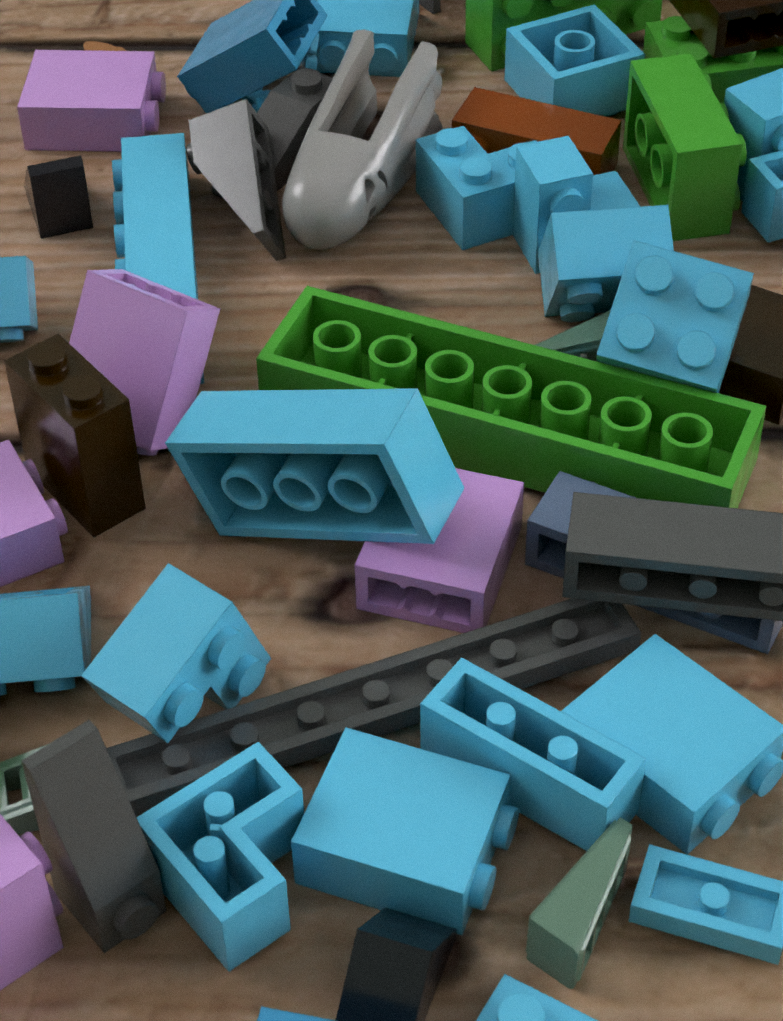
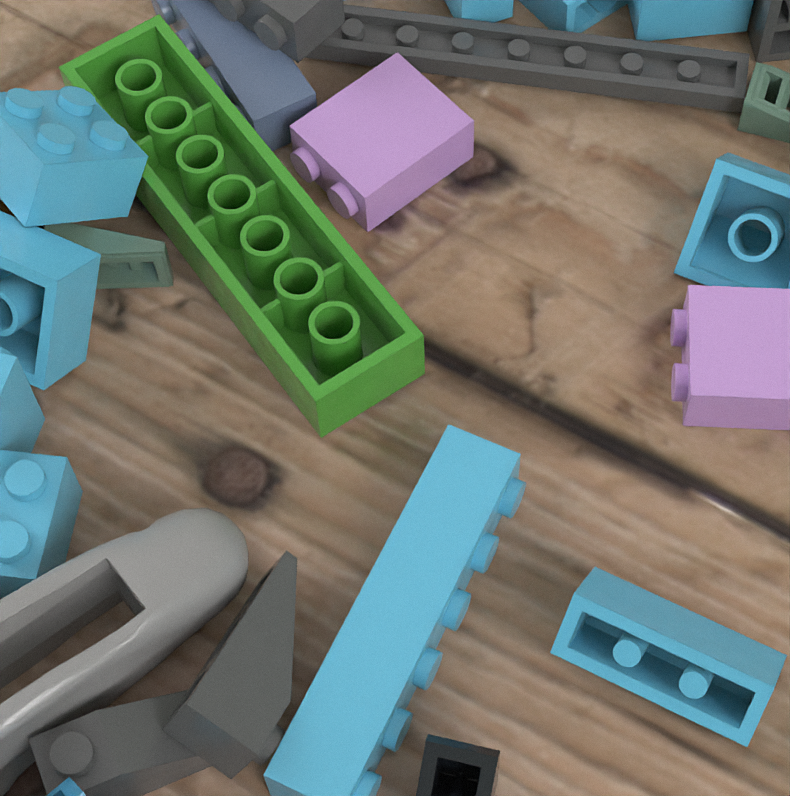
camera: 145 degrees left, 15 degrees up
(76, 433) = (633, 346): dark brown brick -> none
(146, 345) = (527, 406): lavender brick -> none
(173, 652) = (651, 94): medium azure brick -> none
(318, 464) = (460, 168): medium azure brick -> none

